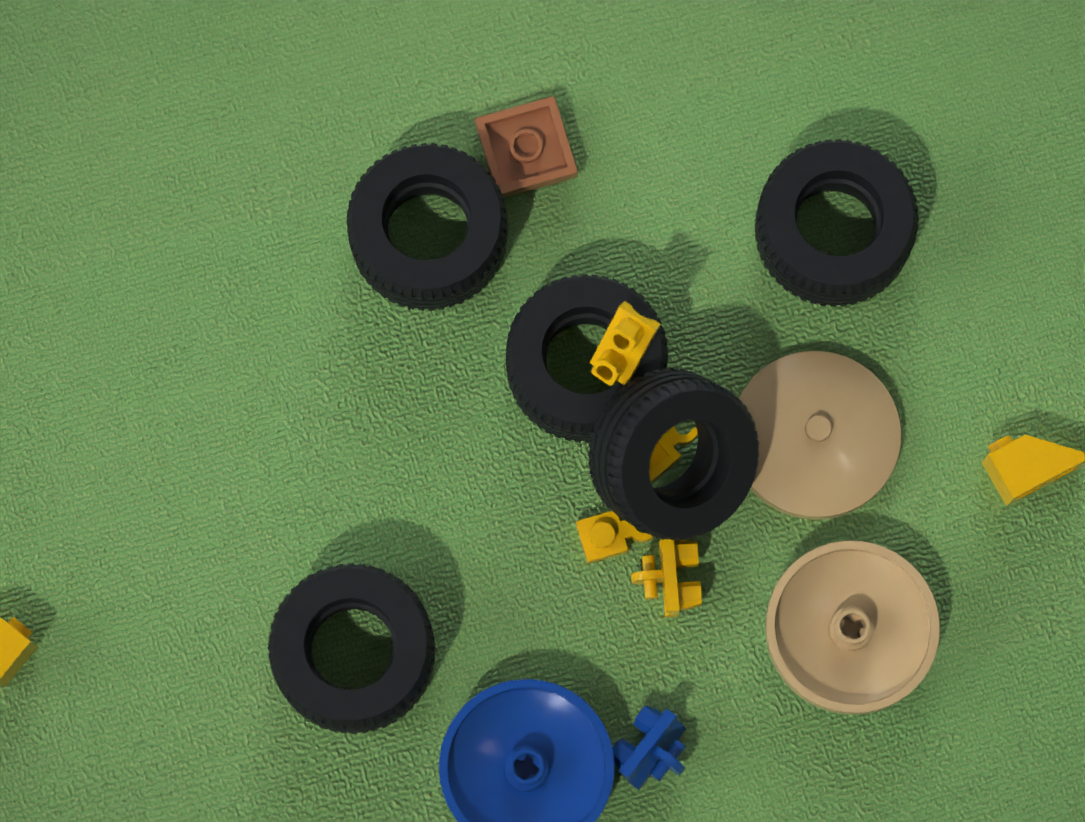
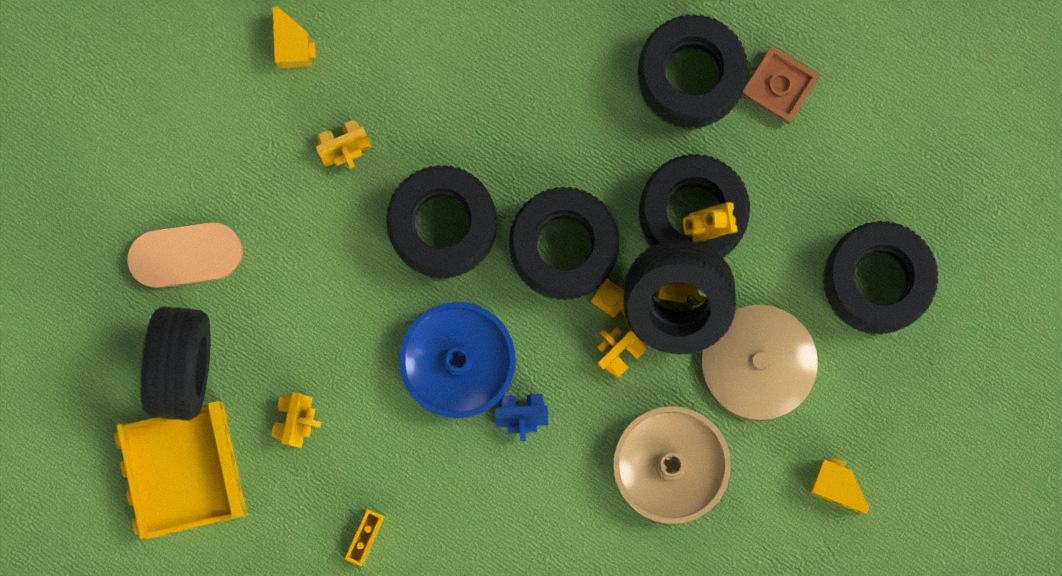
camera: 55 degrees right, 5 degrees up
(166, 689) = (344, 147): none -> yellow hips
(488, 475) = (564, 204): none -> black tyre

